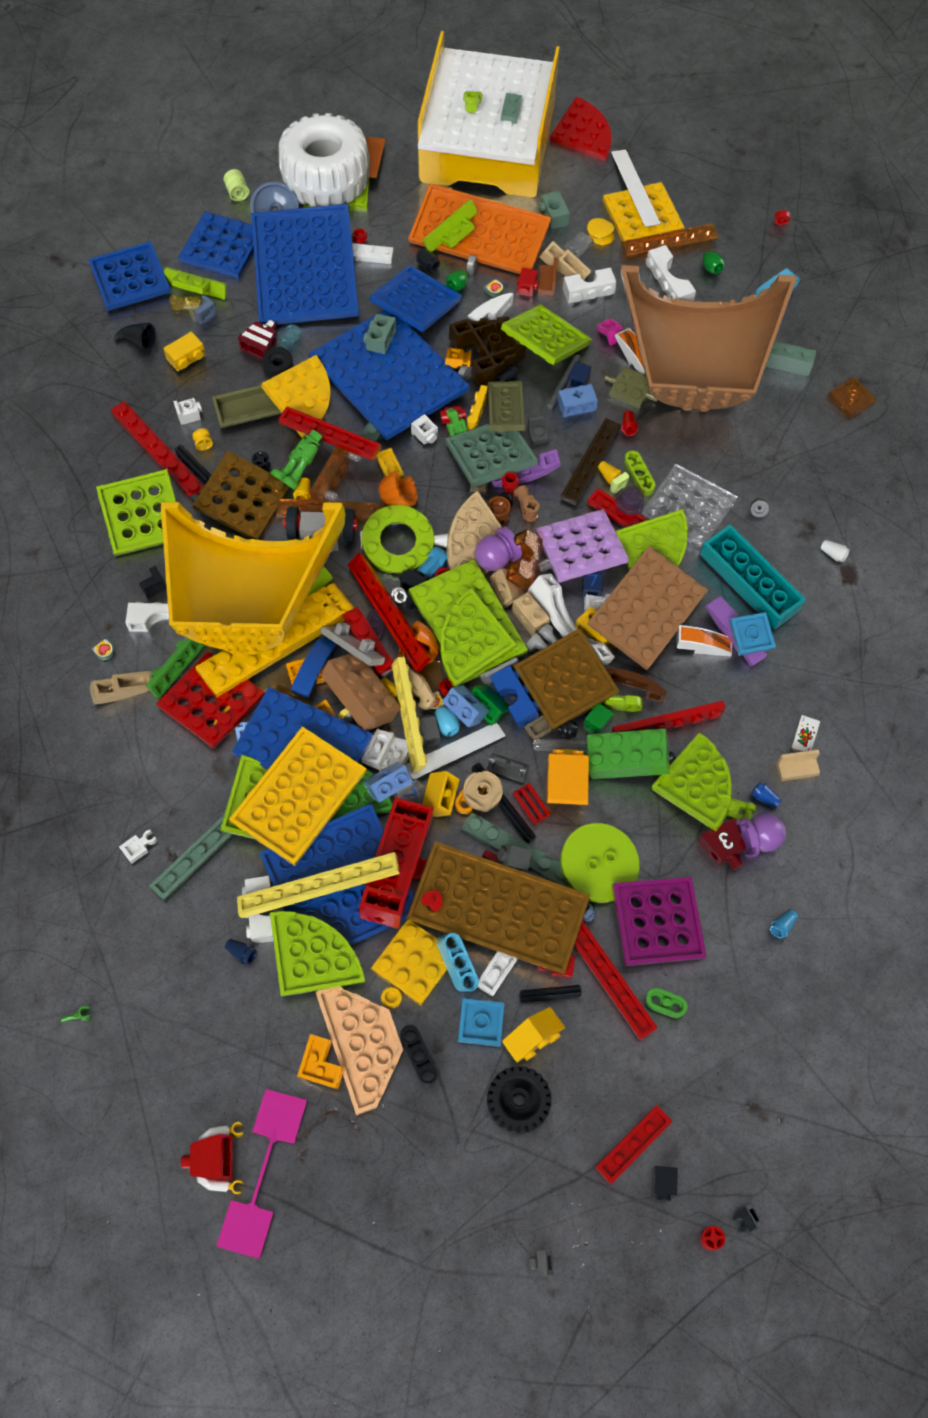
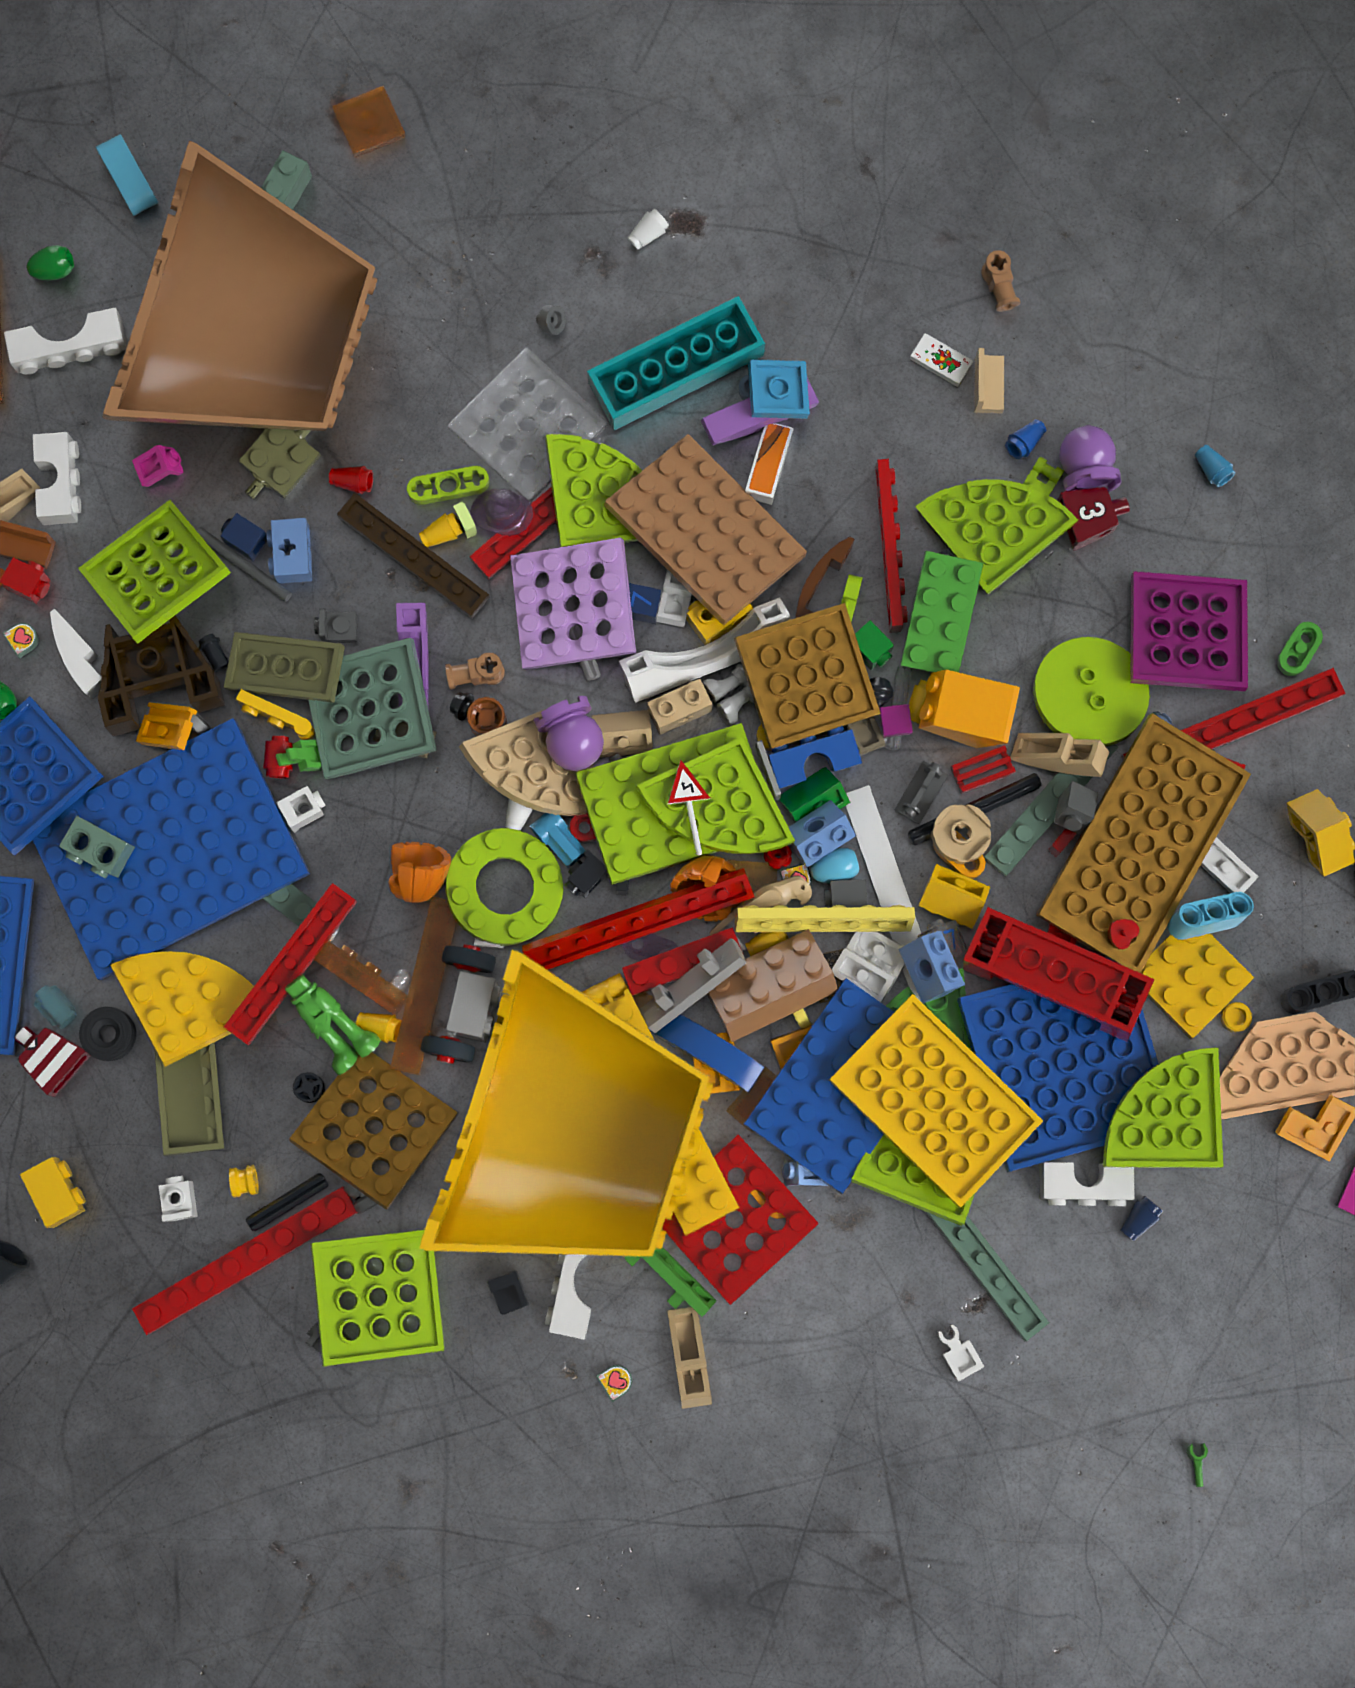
camera: 80 degrees left, 15 degrees up
(318, 885) = (1087, 1089): light yellow plate -> none
(389, 463) = (359, 875): yellow plate -> none
(402, 597) = (612, 901): white pin -> none
(473, 615) = (686, 790): none -> piece
(481, 1022) = (1290, 900): dark azure plate -> none
(510, 482) = (434, 684): red cone -> none
(523, 571) = (563, 683): clear orange arch -> none
(550, 740) = (896, 720): none -> magenta tile
(550, 993) = (1263, 800): black axle -> none
(551, 847) = (1061, 753): none -> tan slope
(629, 345) = (206, 440): slope -> none
(871, 761) = (1000, 280): none -> medium nougat connector

